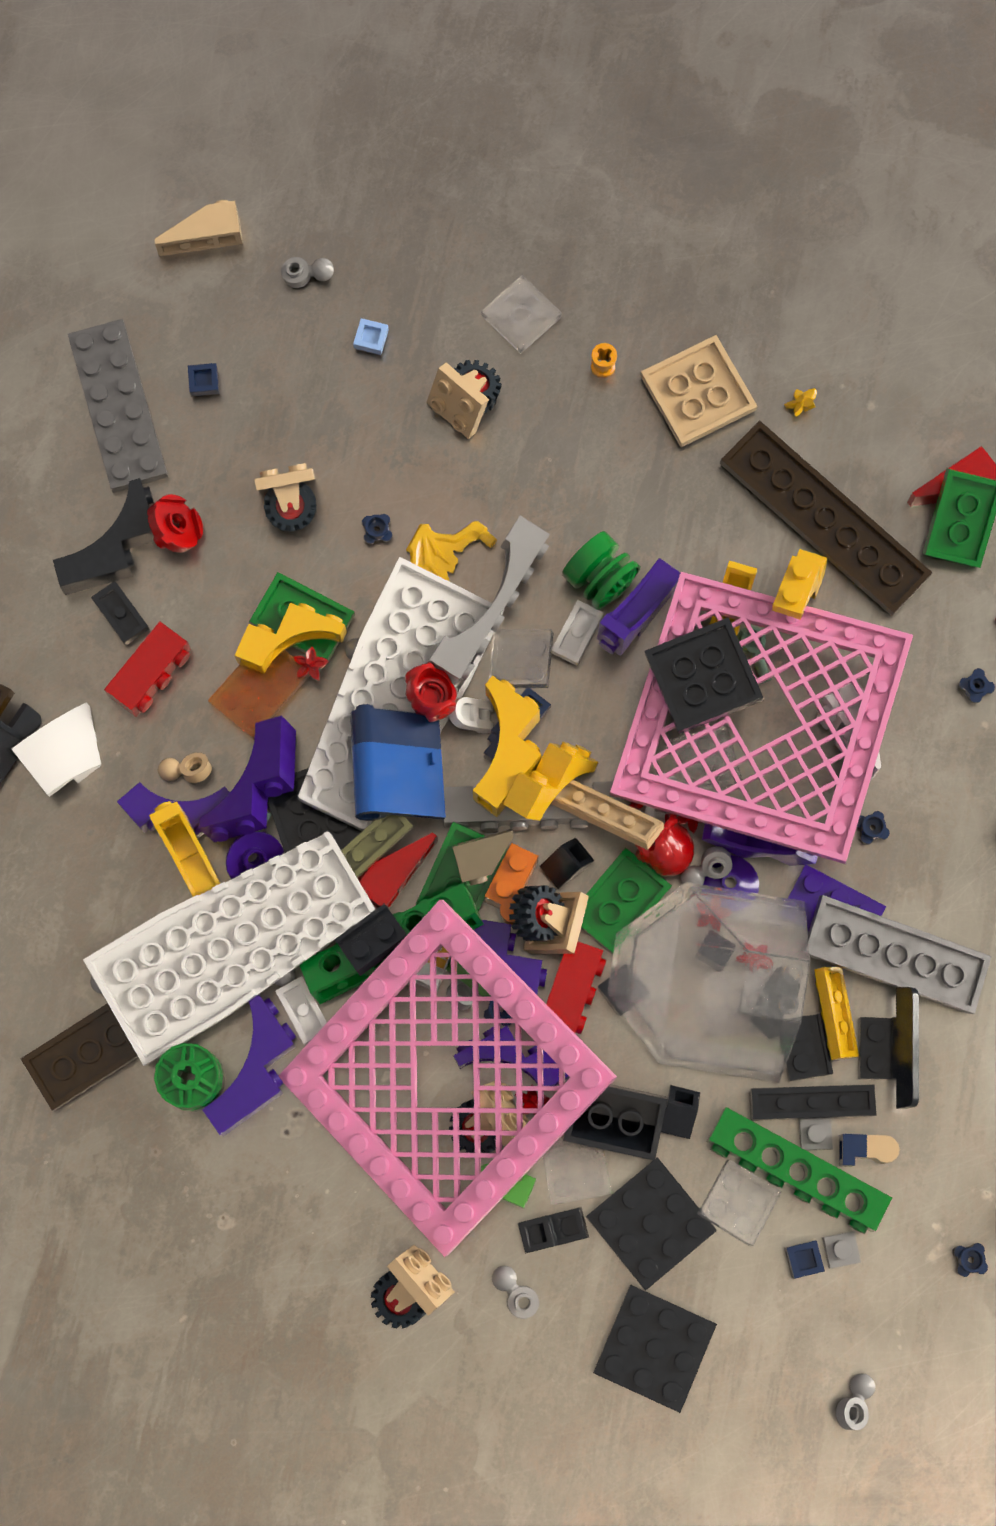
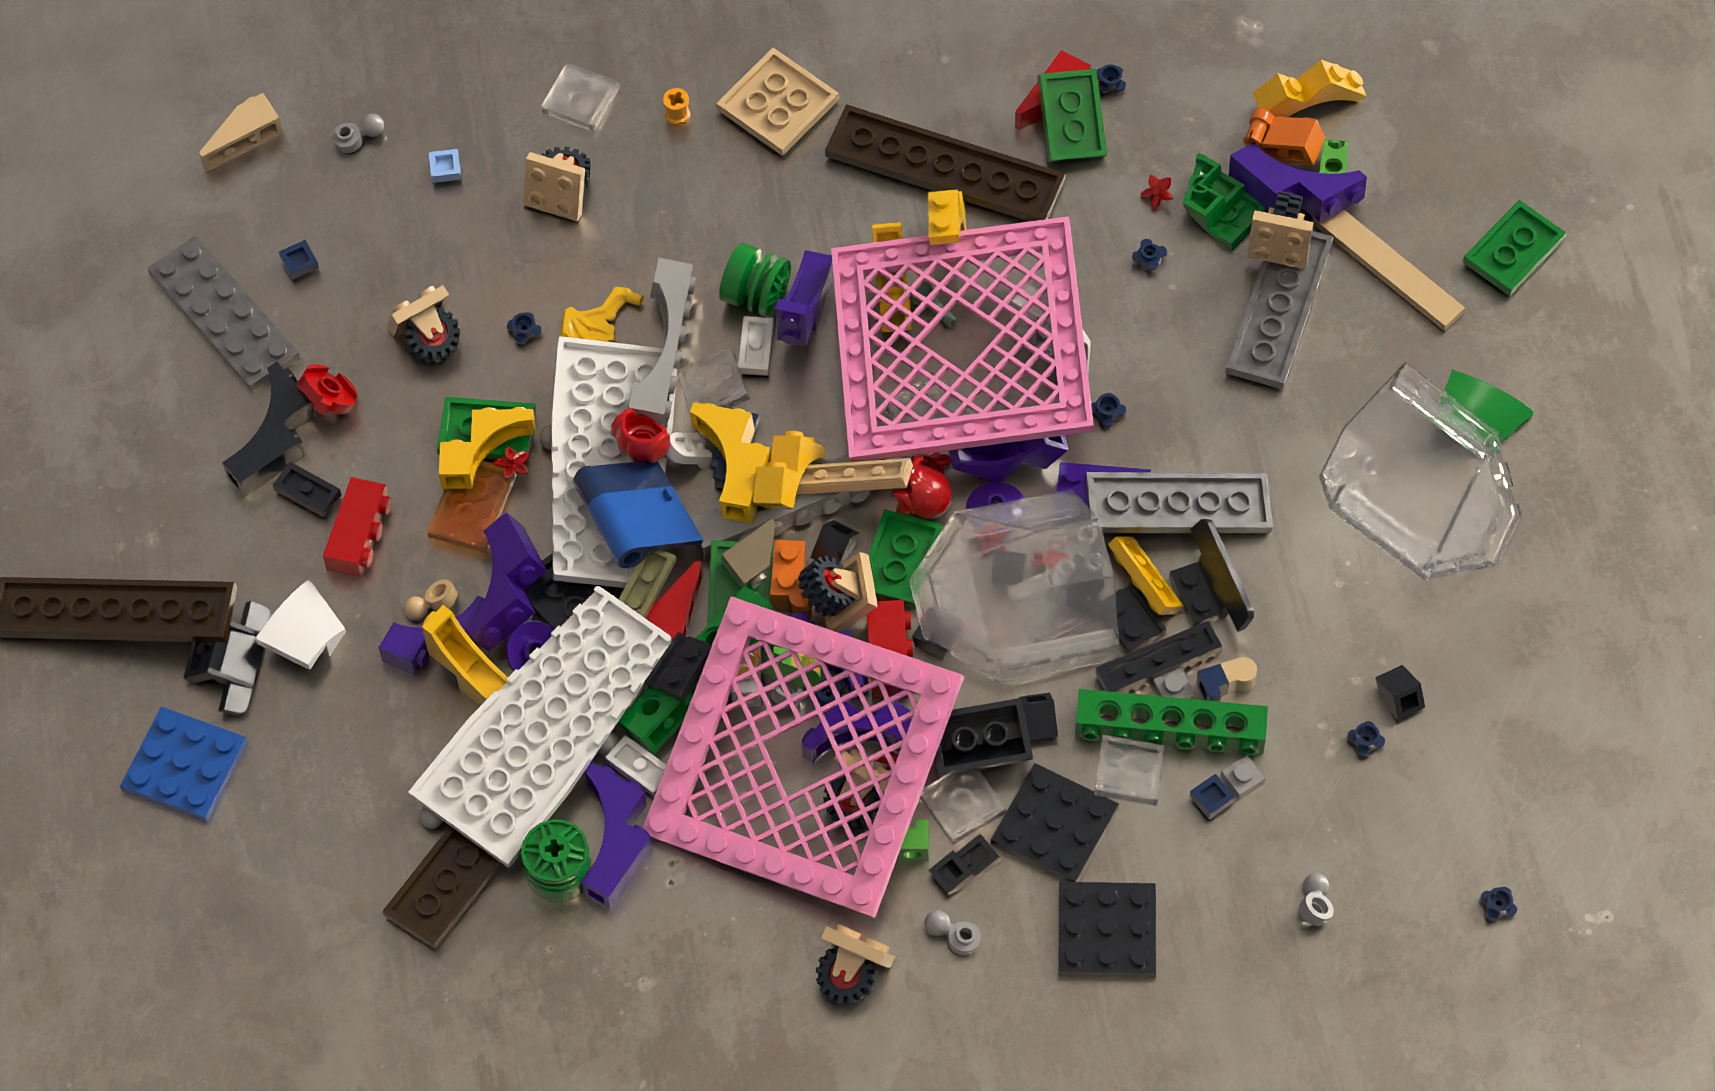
camera: 20 degrees left, 15 degrees down
(703, 675) = (892, 322): black plate -> none
(711, 856) = (966, 490): light grey plate -> none
(802, 401) = (879, 76): yellow plant -> none

